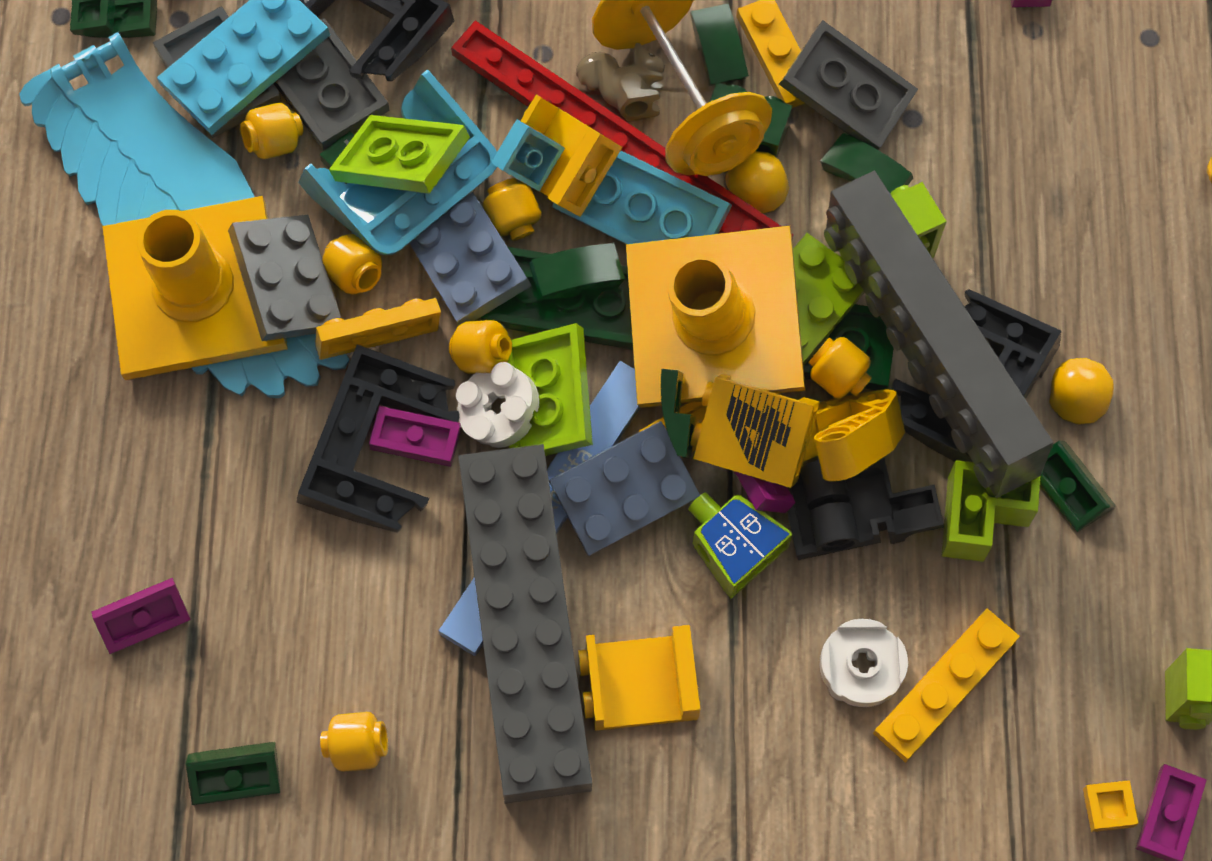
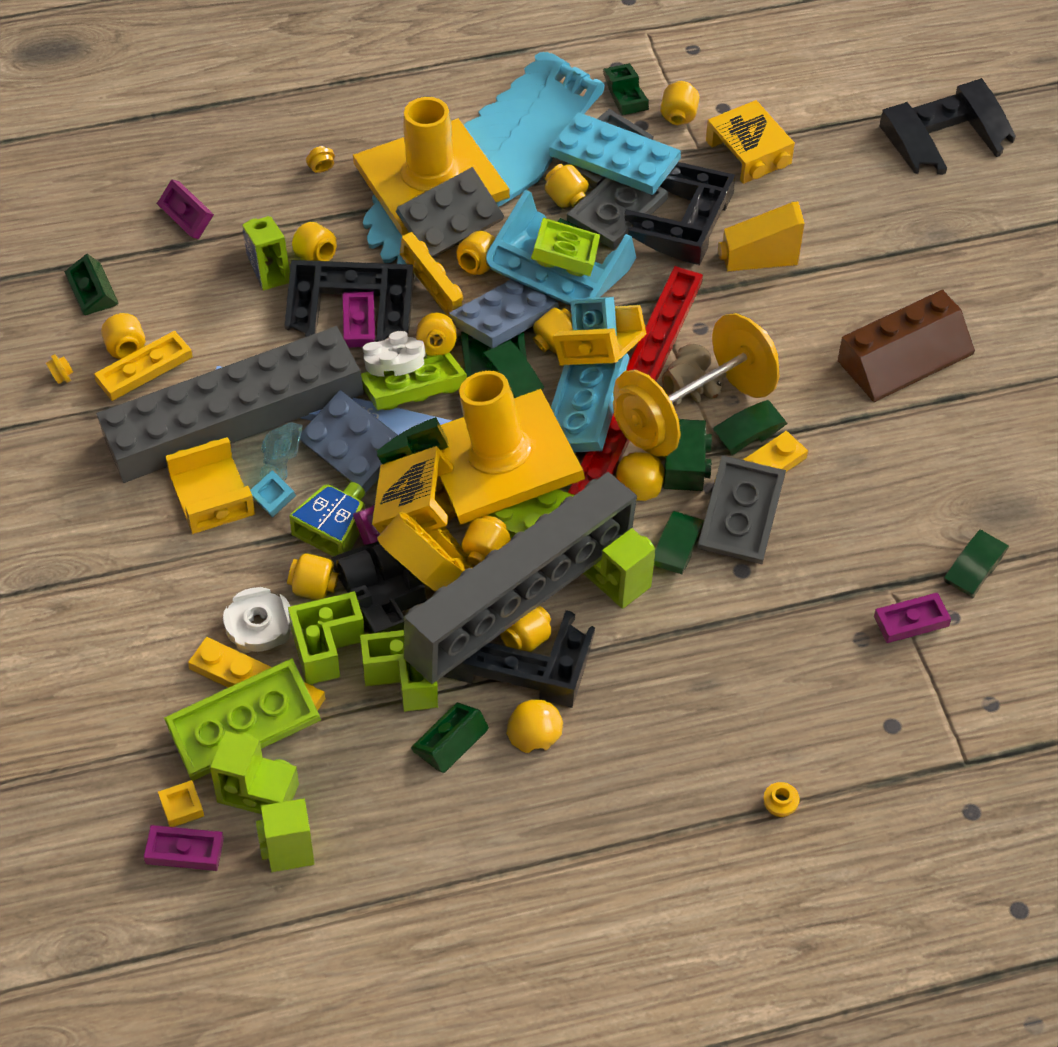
camera: 75 degrees right, 15 degrees down
(108, 418) = (320, 159): none -> yellow plate
(263, 522) = (266, 240): none -> lime torso
(266, 460) = (314, 242): none -> yellow head
(383, 837) = (60, 369): none -> yellow plate
(410, 726) = (143, 365): none -> yellow plate
(620, 570) = (280, 447): none -> clear light blue plate
(675, 604) = (272, 493): none -> medium azure plate
(822, 583) = (312, 576): none -> yellow head
(913, 595) = (320, 629): none -> lime brick
(1011, 709) = (264, 706): none -> lime tile
(1104, 713) = (246, 778): none -> lime brick

